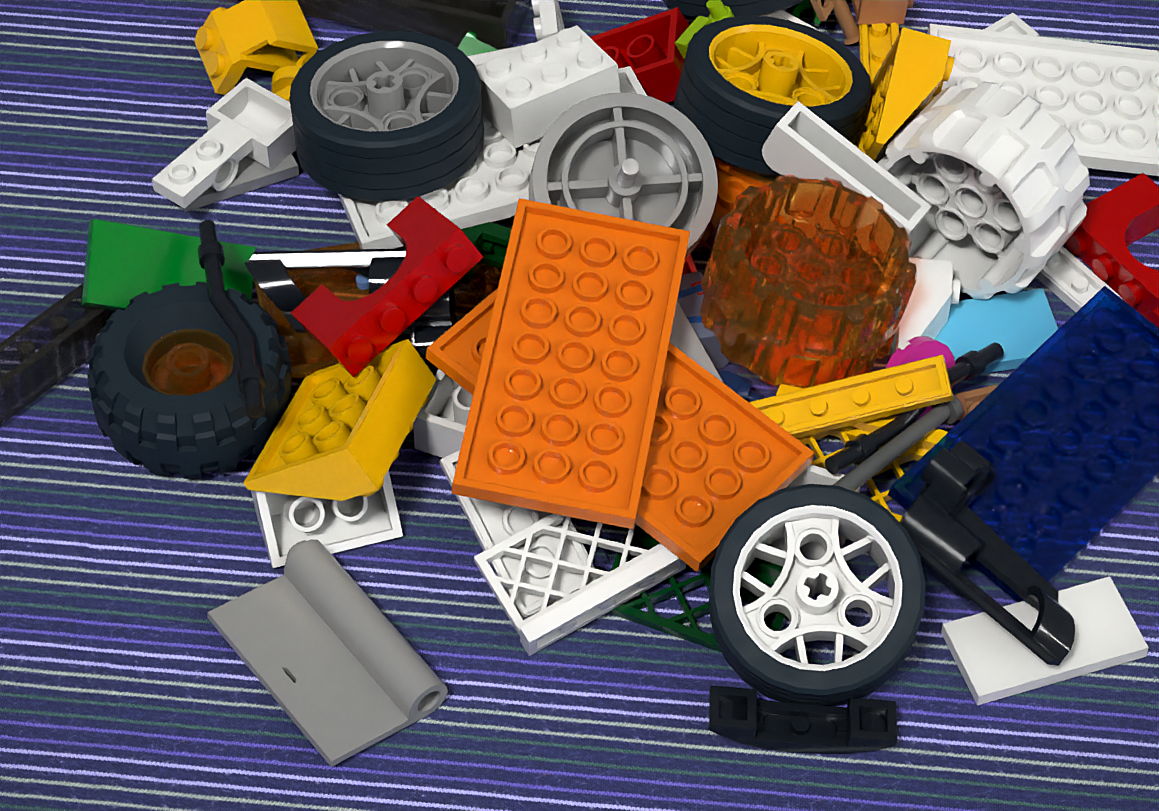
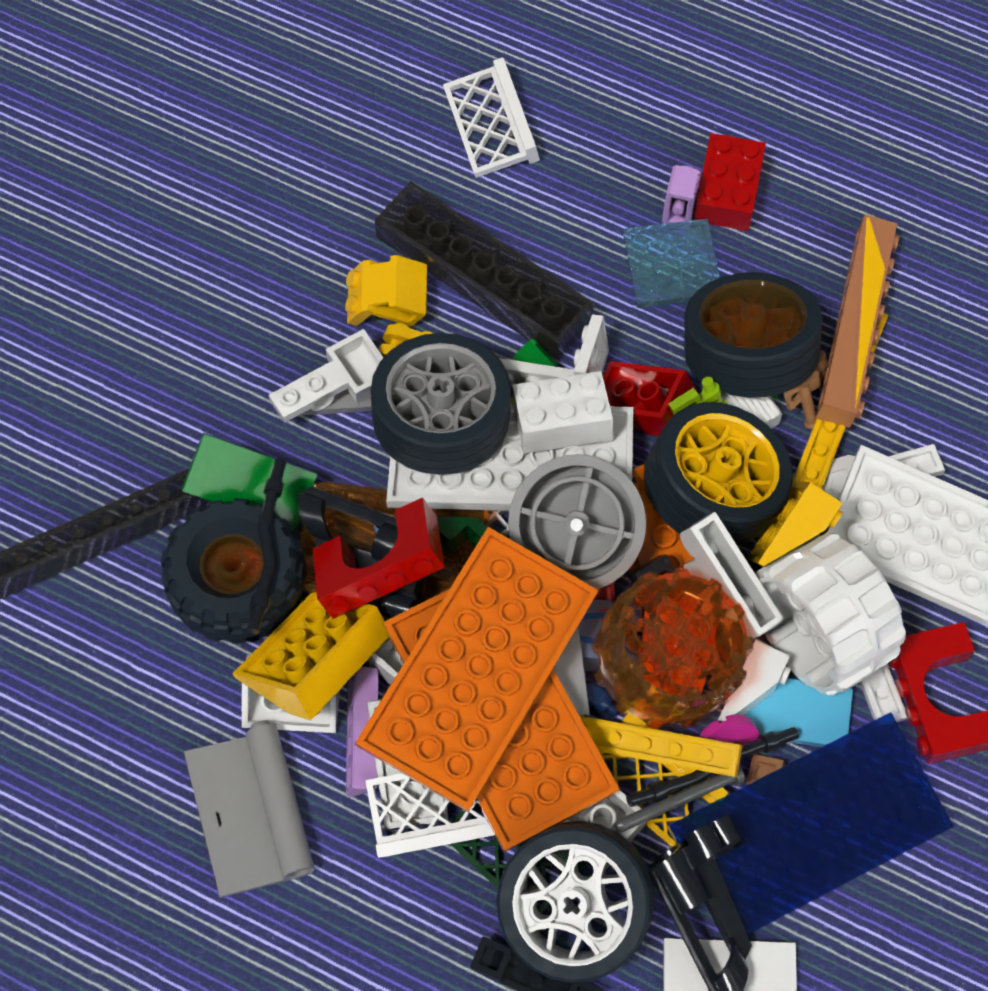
camera: 20 degrees right, 15 degrees up
(438, 517) = (359, 764): none -> lavender slope

